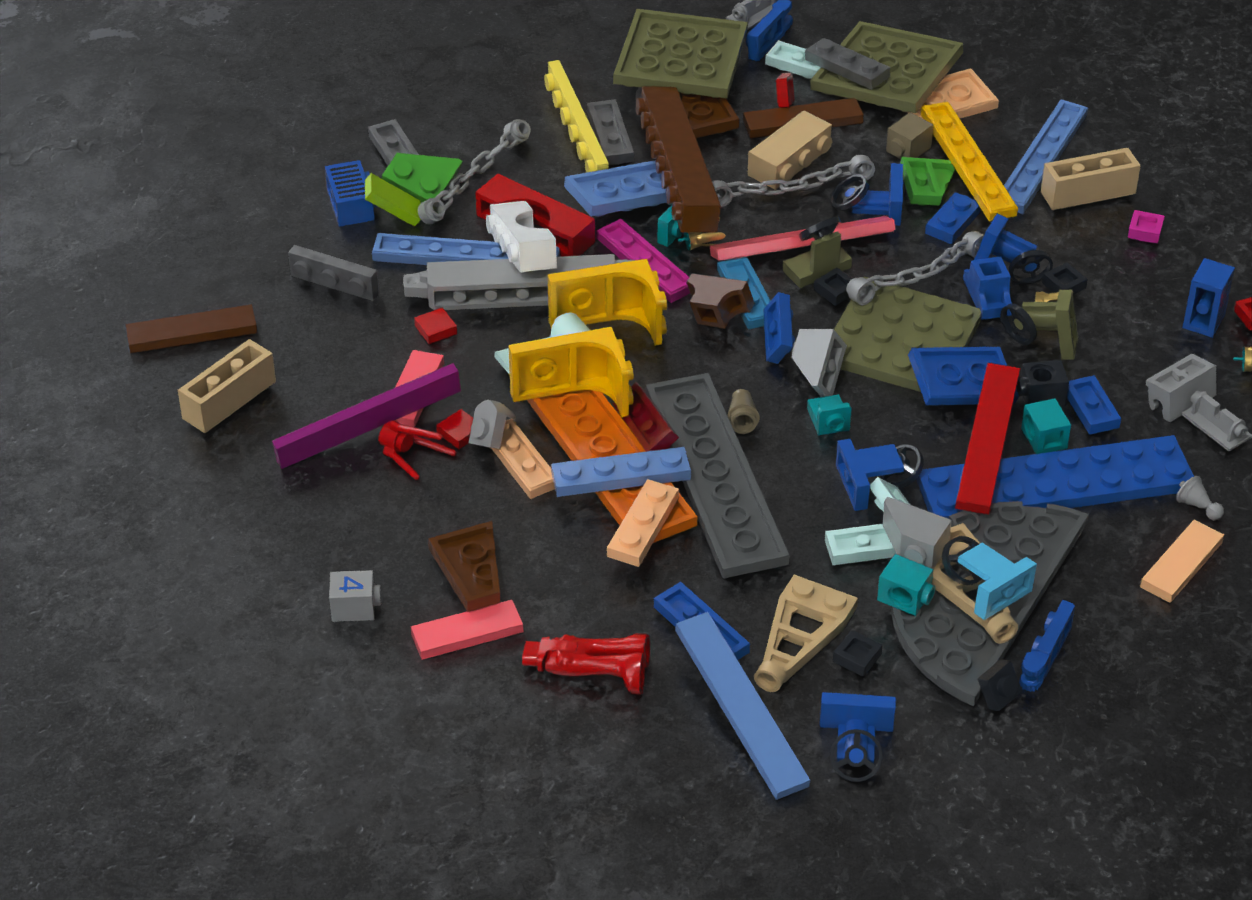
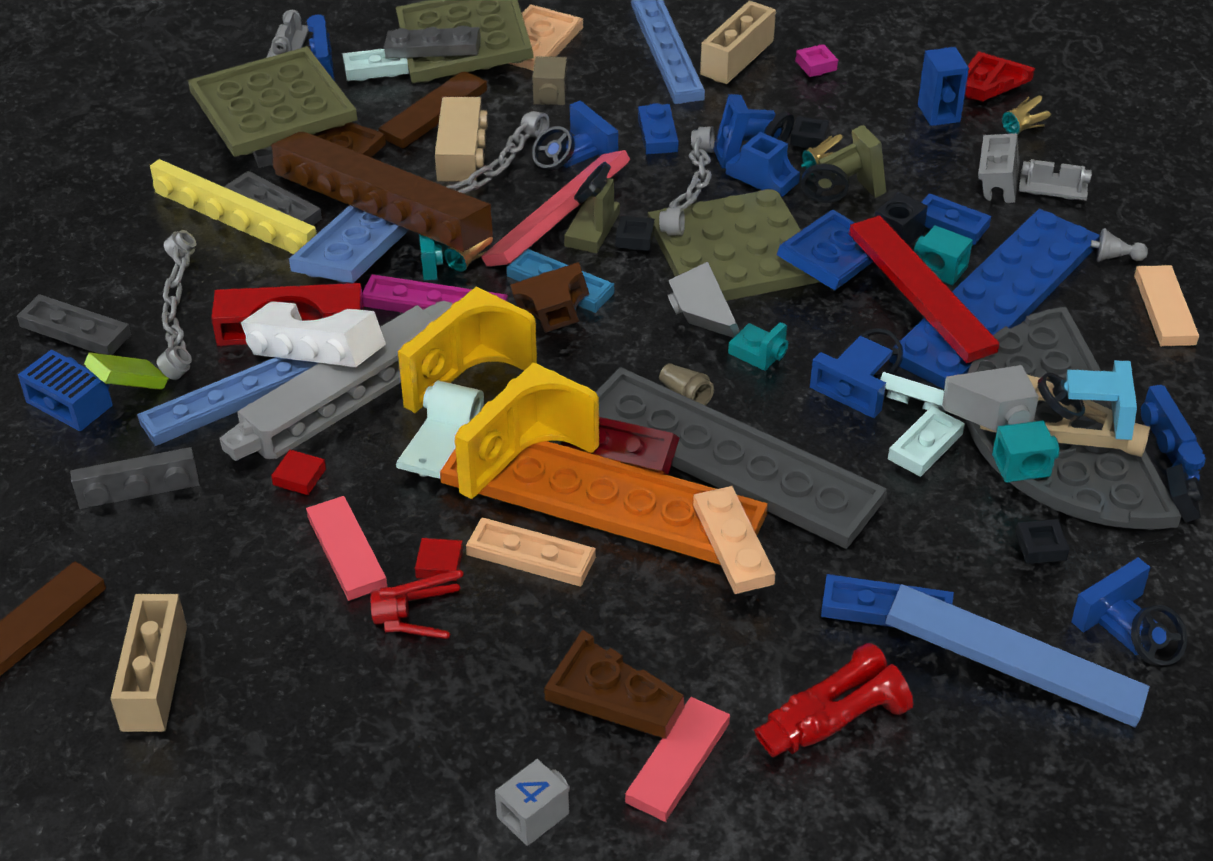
camera: 40 degrees left, 0 degrees up
(366, 415) = (340, 604): magenta tile -> none
(421, 174) = (130, 332): bright green wing -> none
(489, 424) = (477, 535): light grey plate -> none
(620, 471) = (654, 504): medium blue plate -> none
(778, 328) = (636, 292): blue plate -> none
(785, 90) = (399, 90): red tile -> none
(815, 602) = (958, 517): tan plate -> none
(926, 179) = (606, 105): bright green wing -> none
(969, 161) = (627, 76): yellow tile -> none

